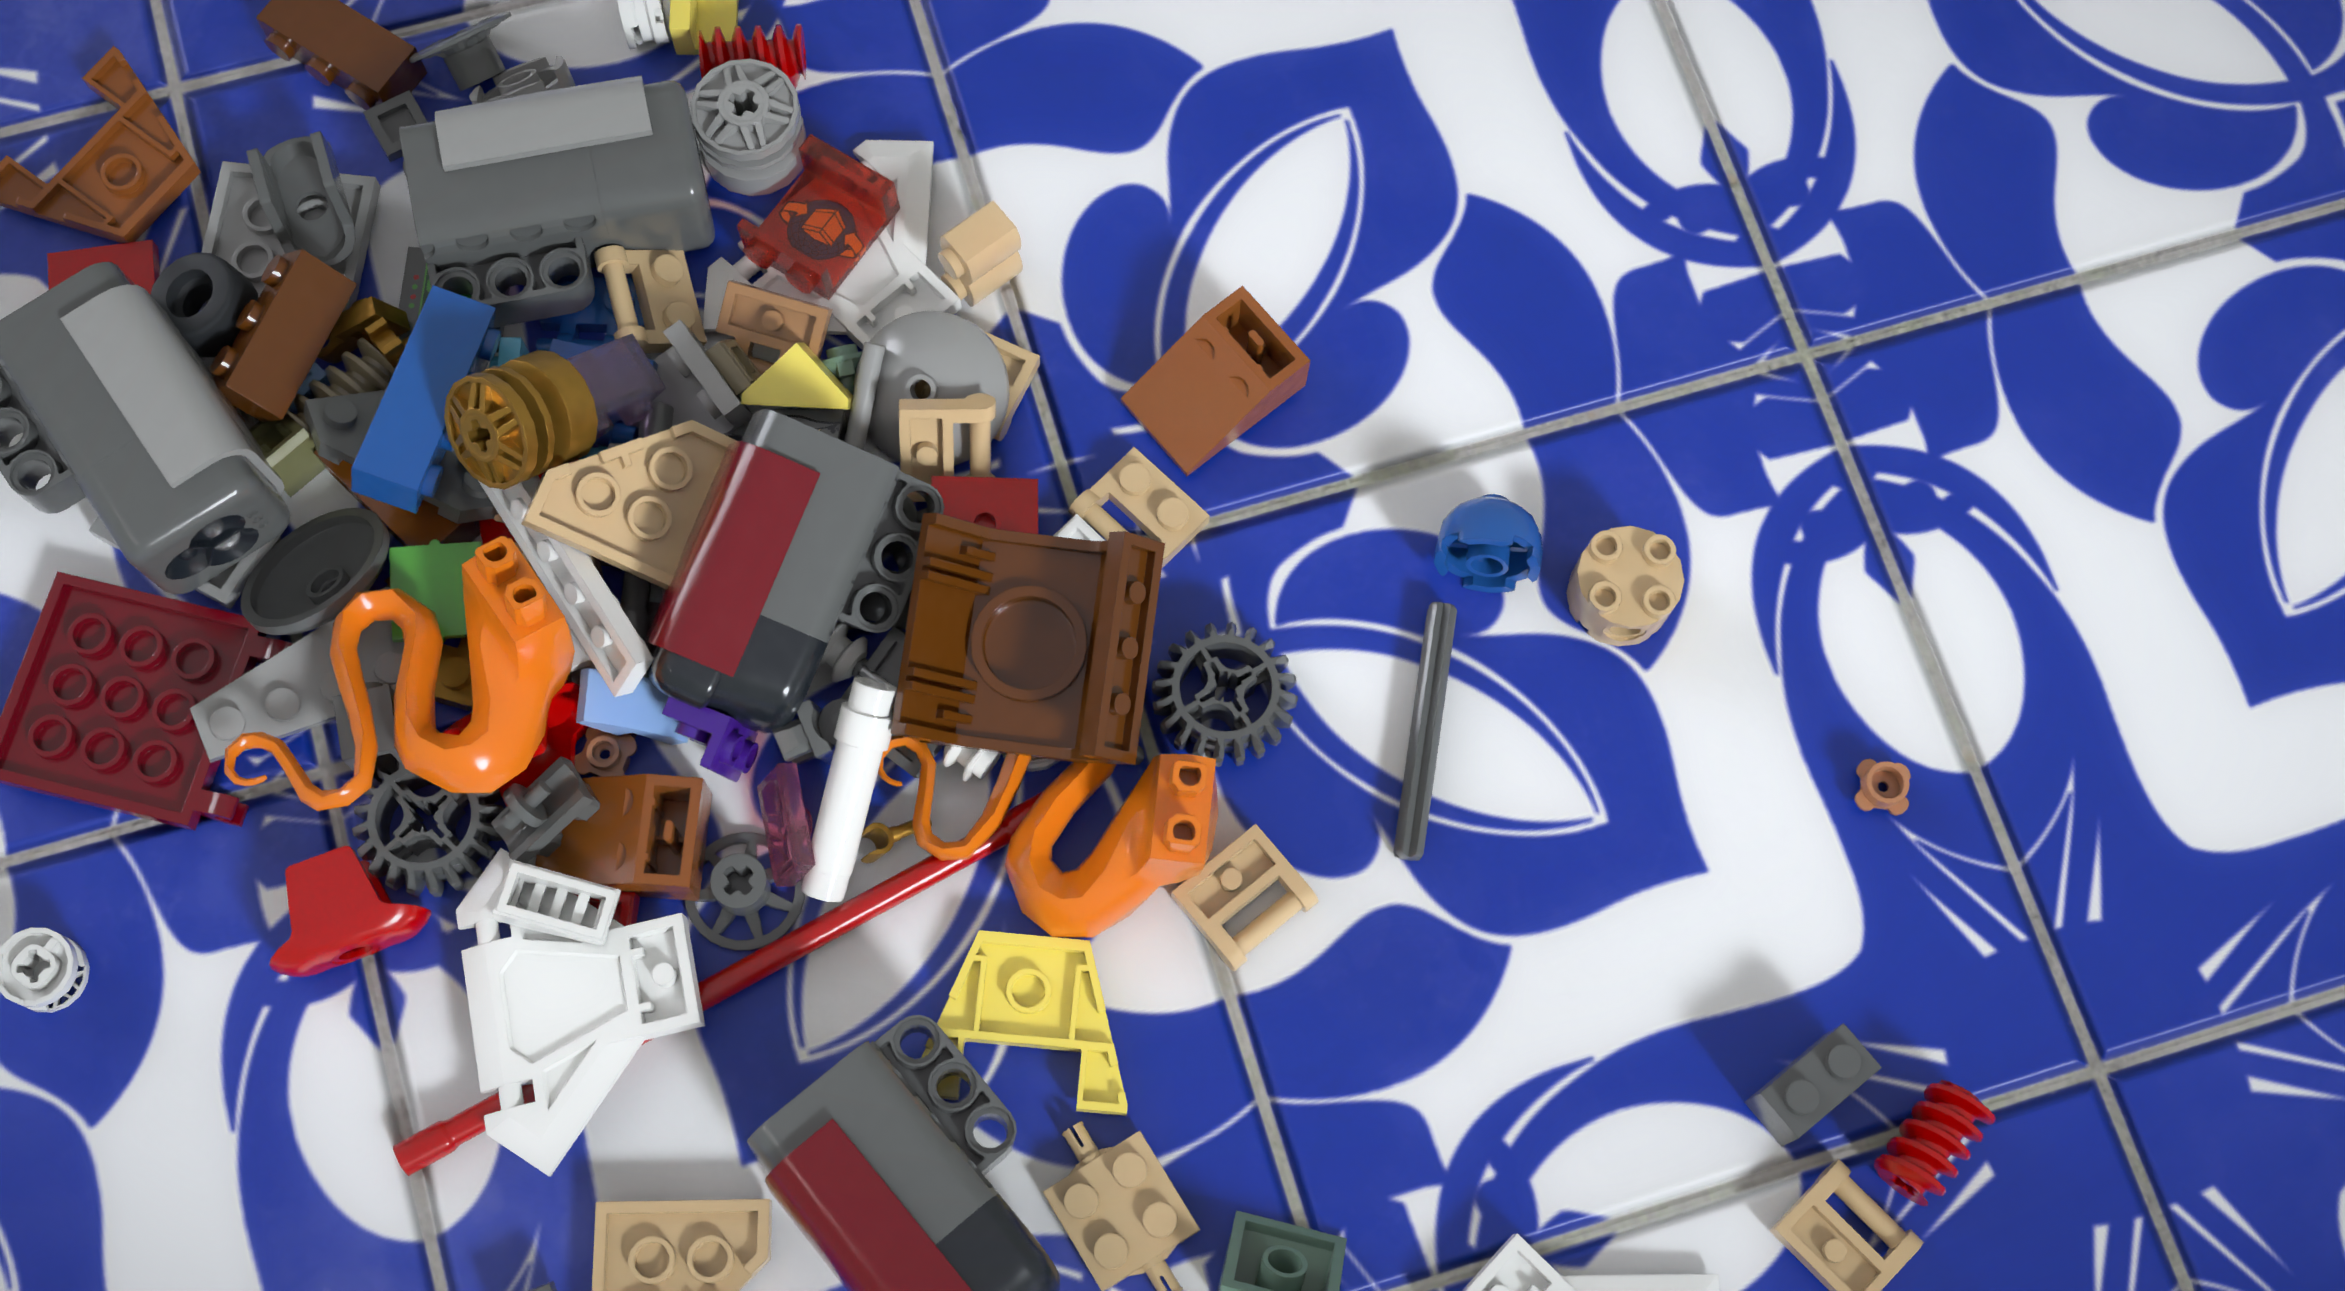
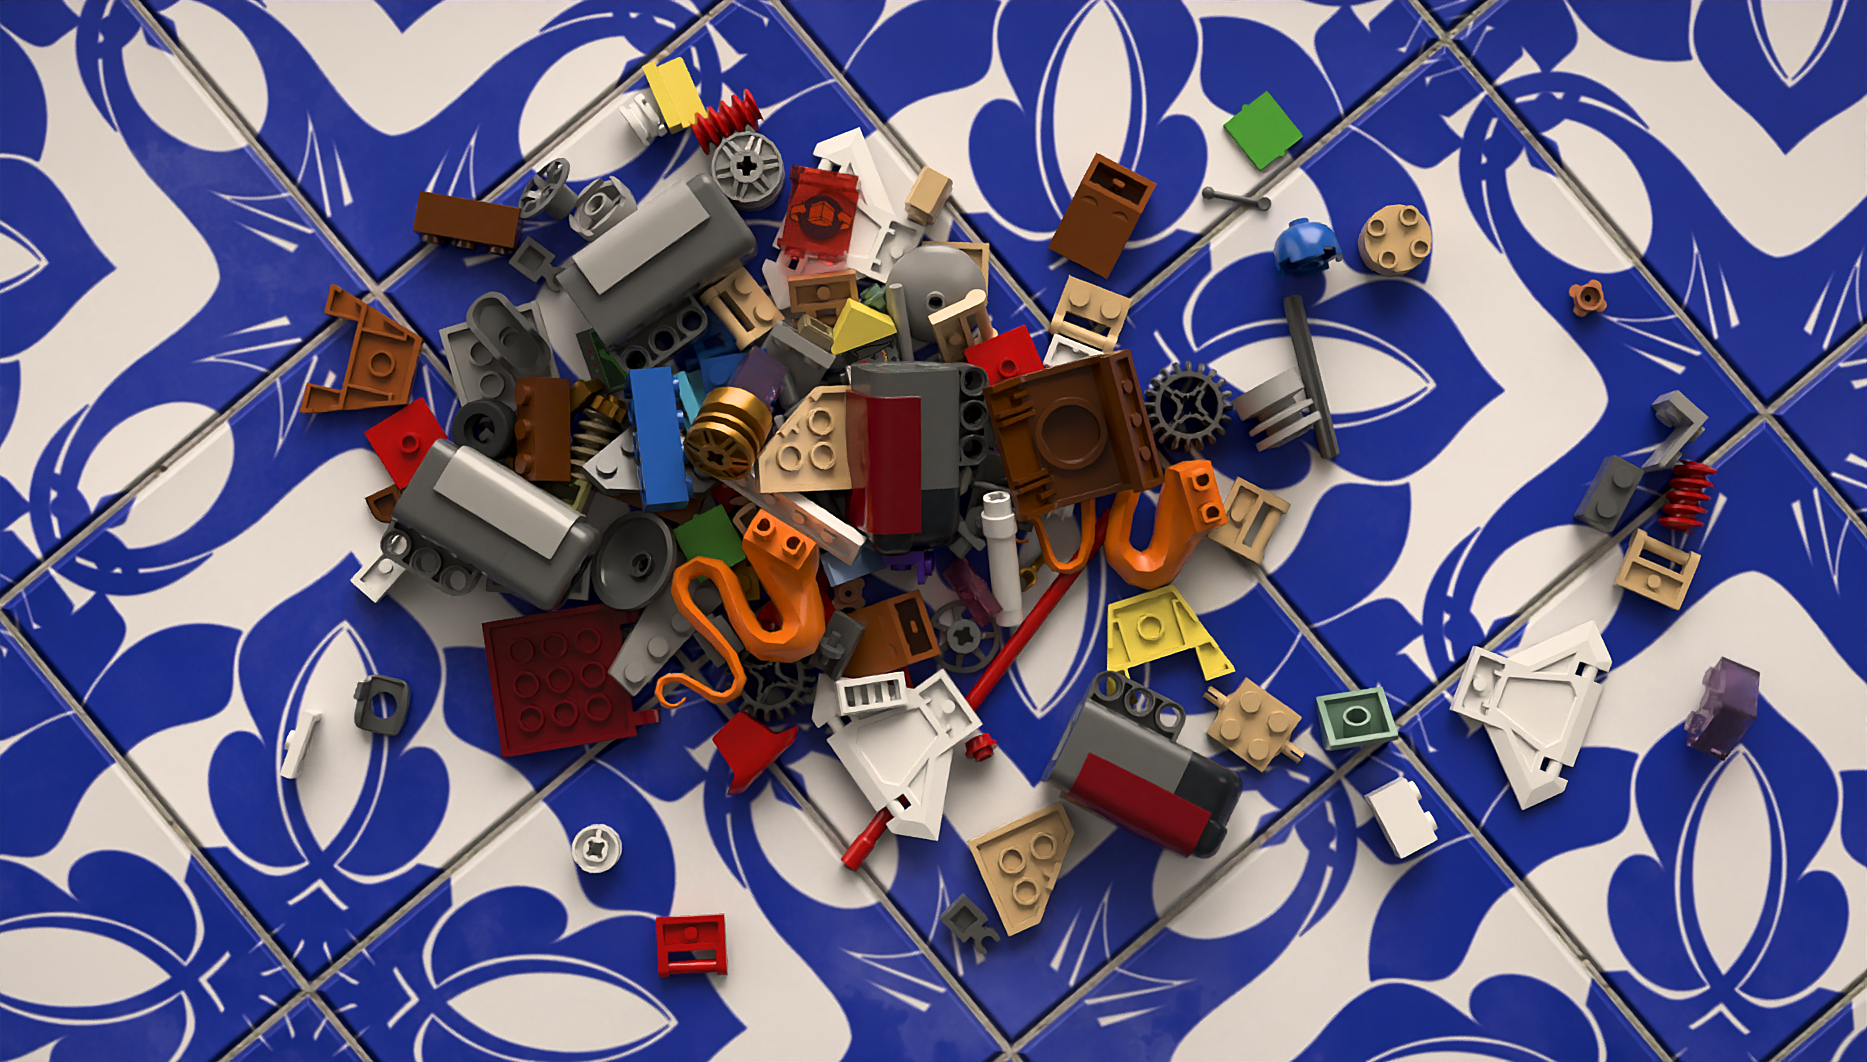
camera: 20 degrees left, 15 degrees up
(110, 1164) = (691, 934): none -> red plate
(687, 1065) = (980, 747): none -> red plate
(1352, 745) = (1276, 409): none -> light grey wheel
(1454, 466) = (1263, 203): none -> dark grey hinge
(1495, 371) = (1263, 131): none -> bright green piece
(1968, 1008) = (1680, 412): none -> light grey bracket

